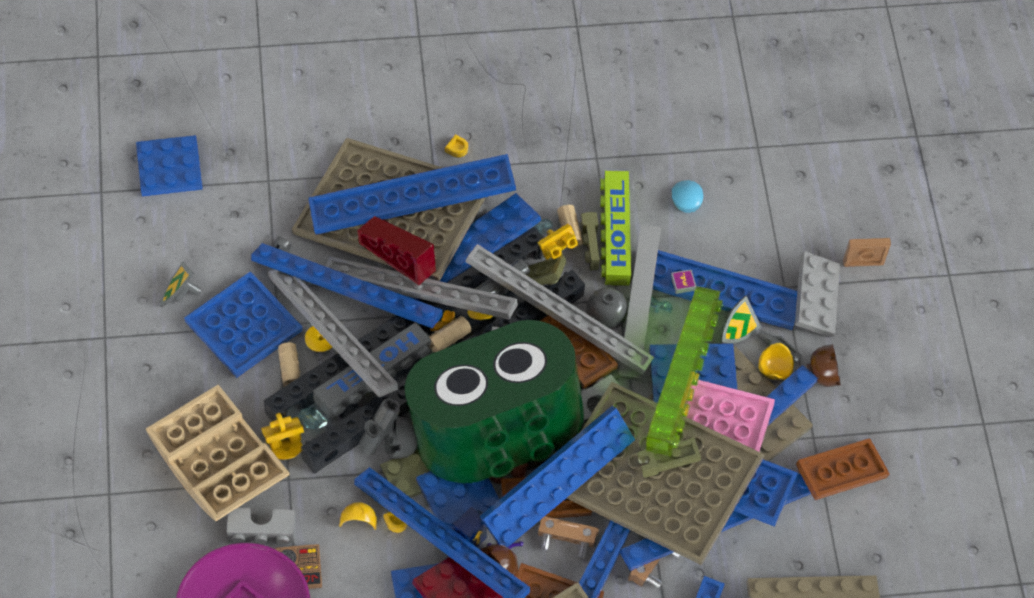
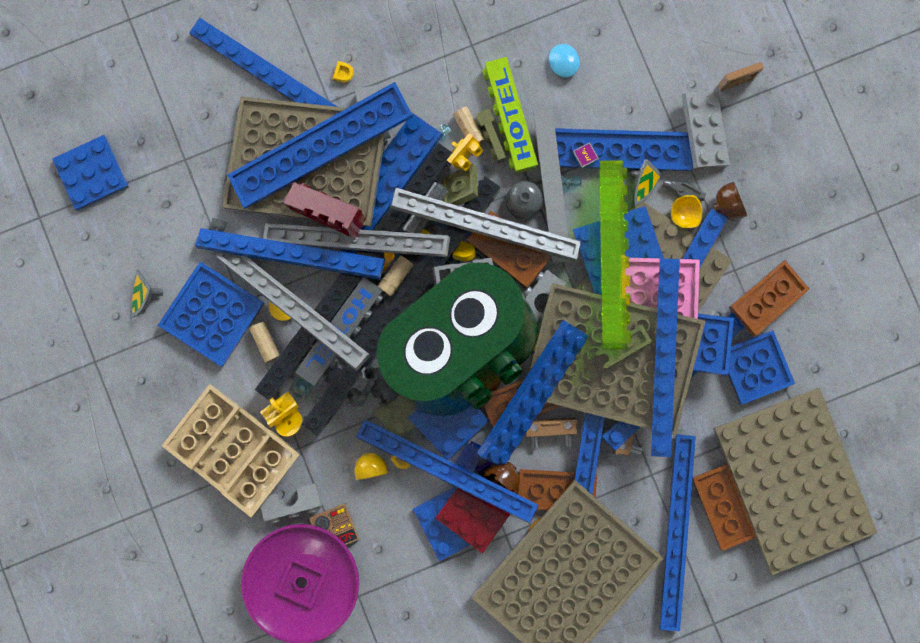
camera: 15 degrees left, 25 degrees up
(367, 112) = (255, 64): none -> blue plate
(710, 481) = (665, 357): none -> blue plate
(812, 536) = (758, 368): none -> blue plate

